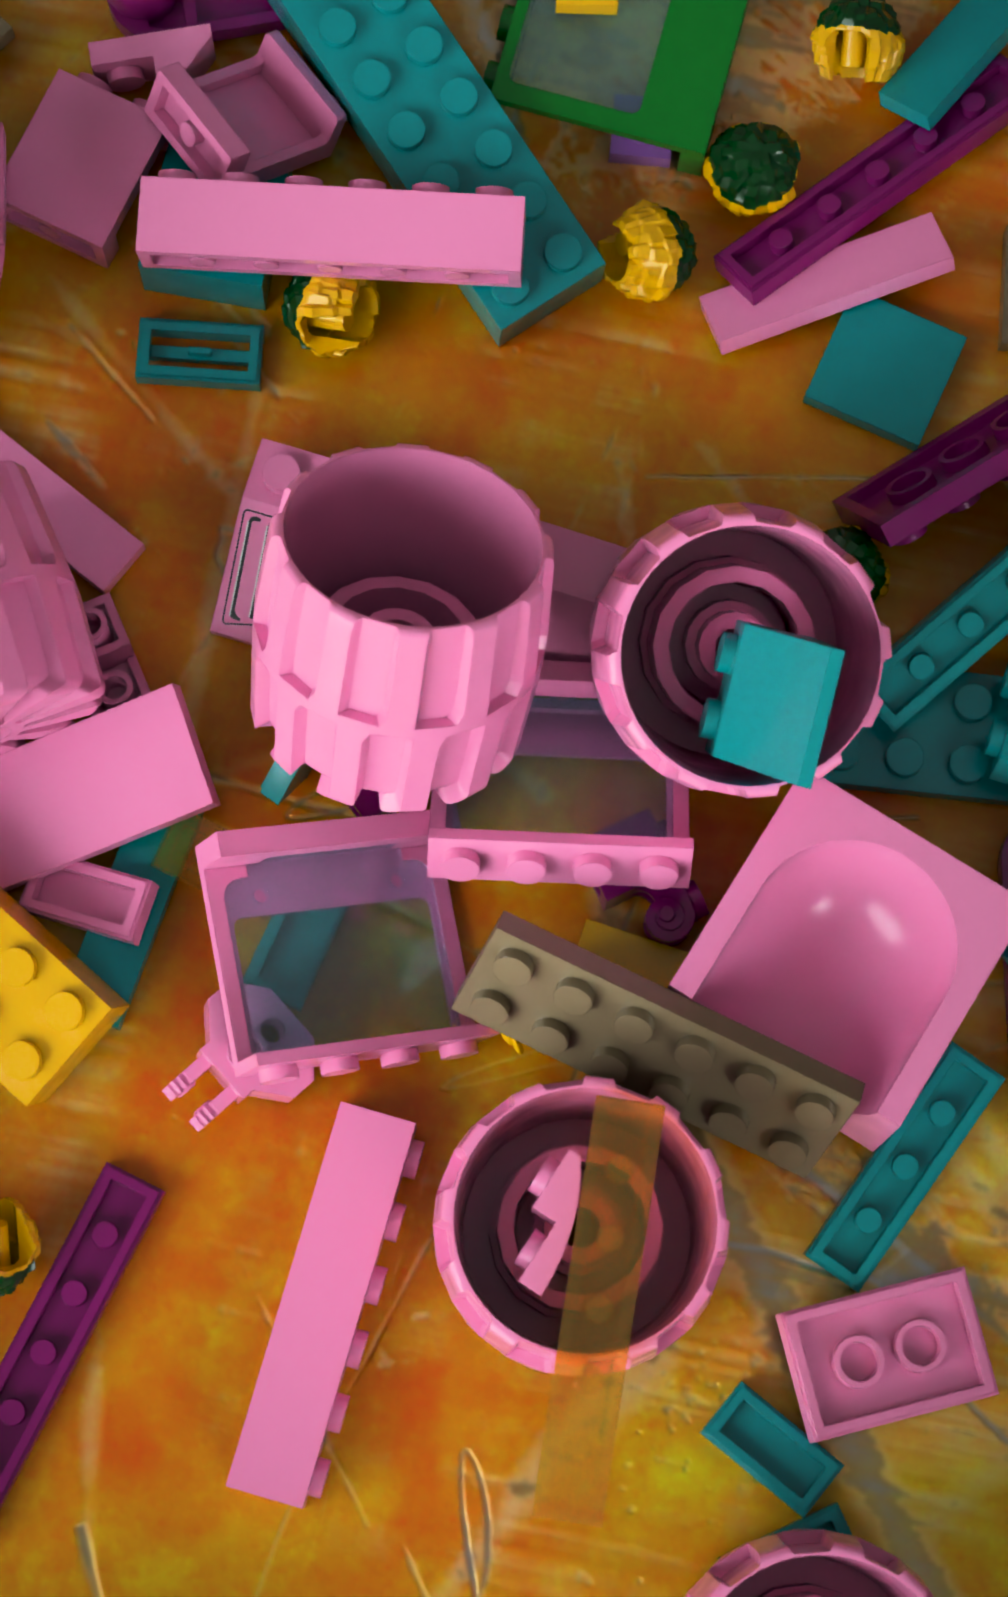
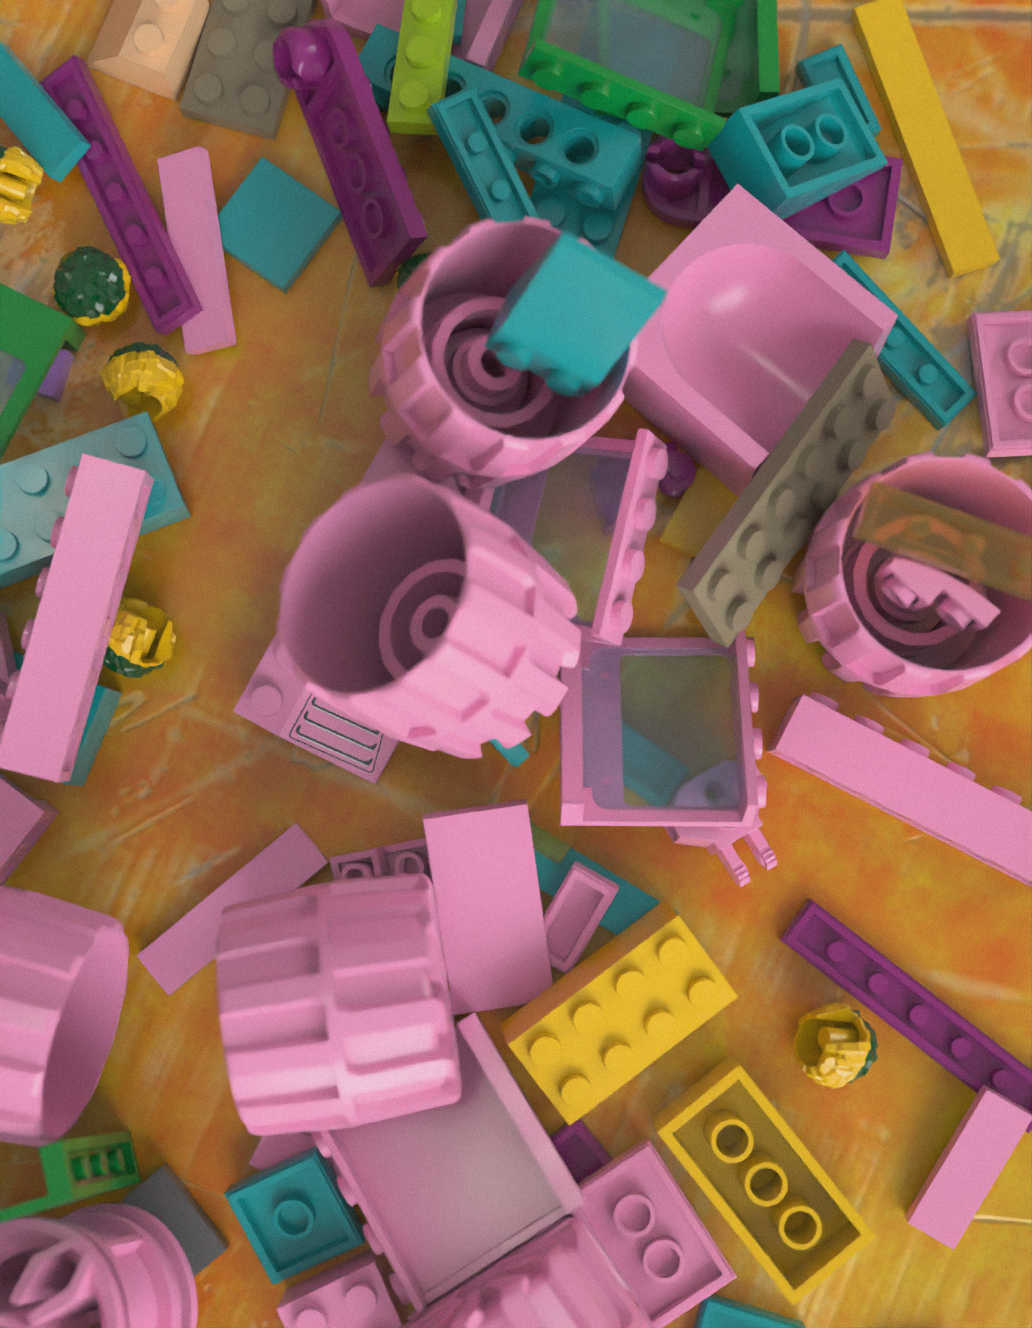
camera: 75 degrees left, 5 degrees up
(200, 377) = (166, 756): teal tile -> none

